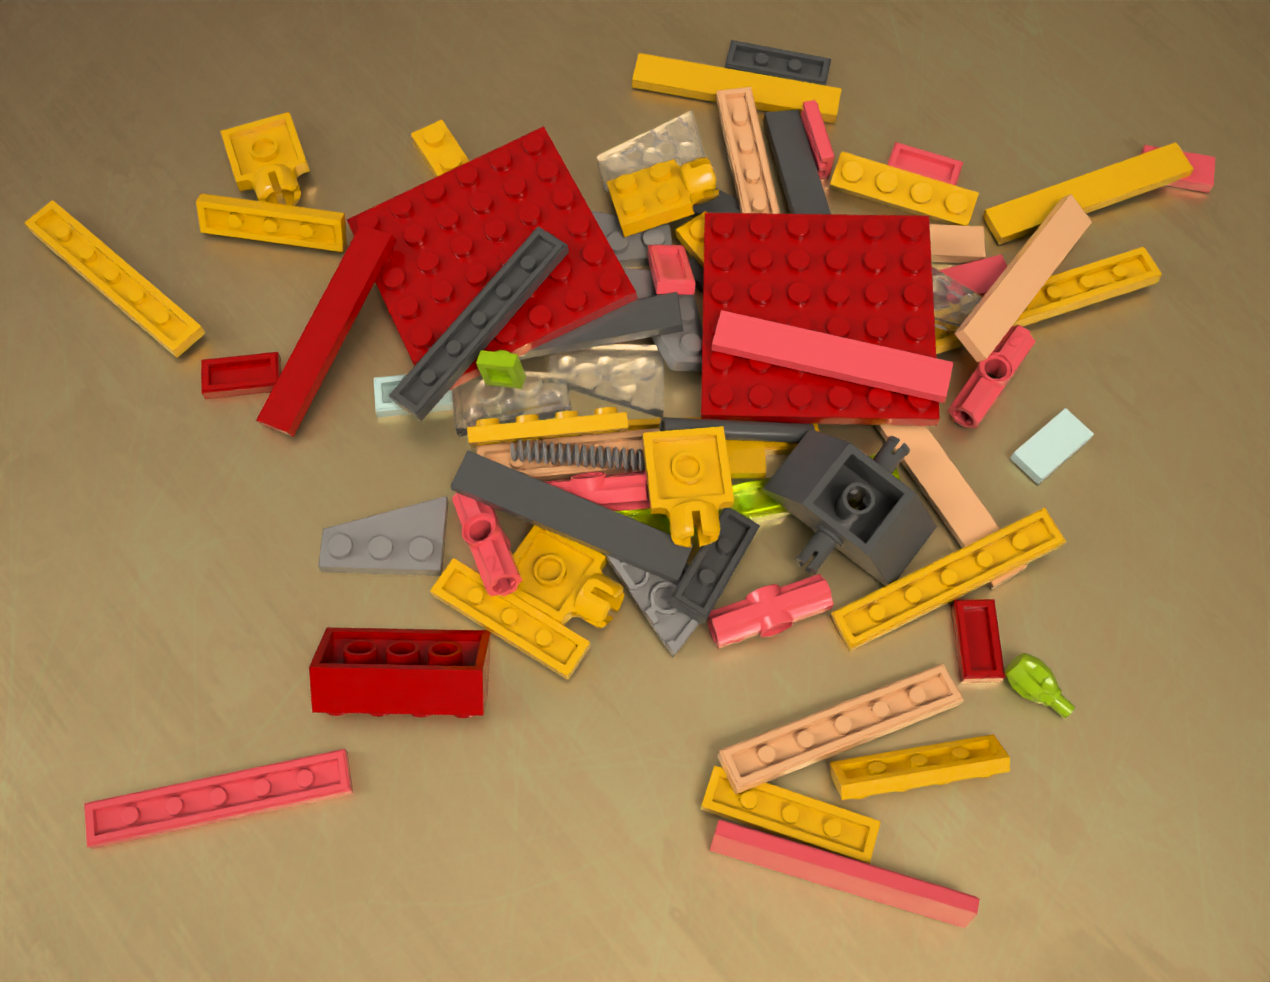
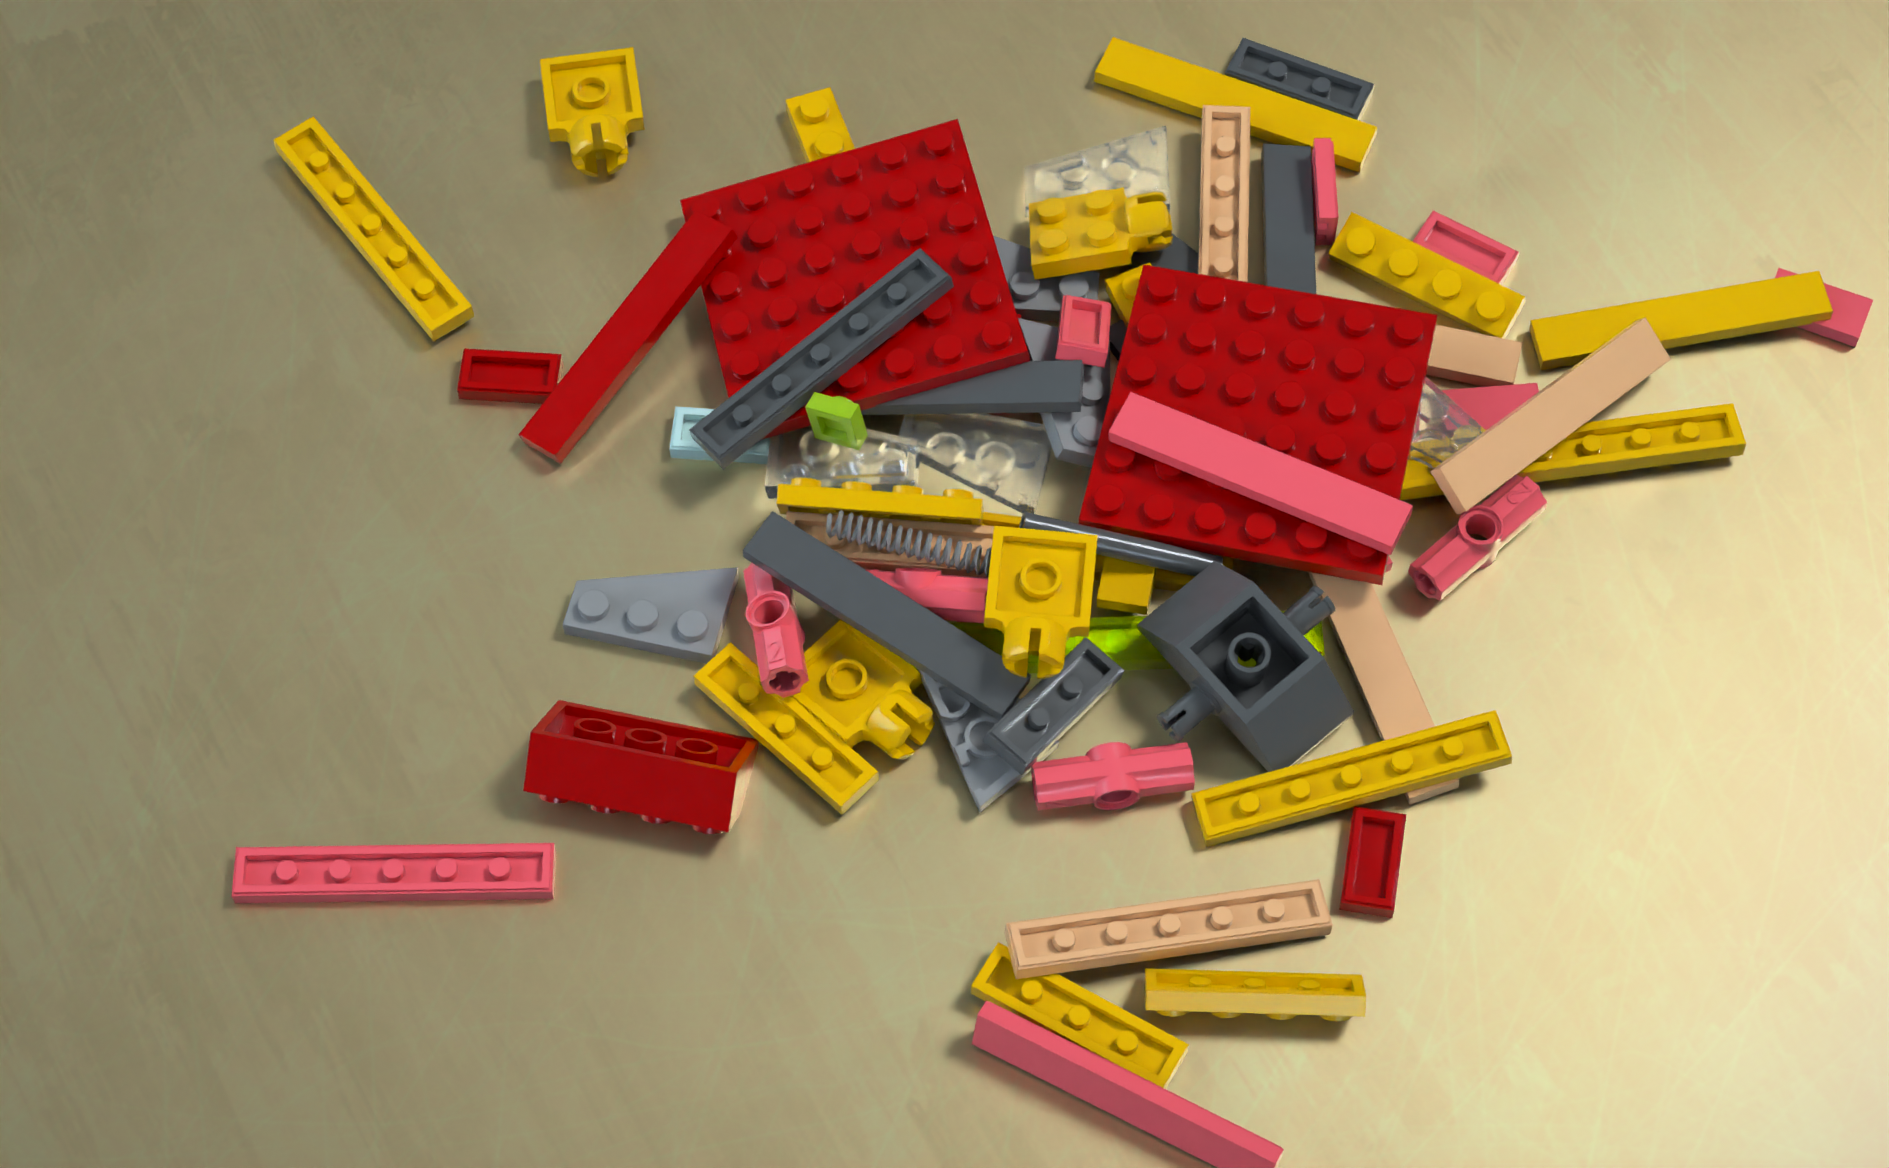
camera: 15 degrees right, 5 degrees down
(271, 222) = (584, 189): yellow plate -> none
(1037, 683) = (1433, 924): lime piece -> none
(1051, 446) = (1537, 640): light aqua tile -> none

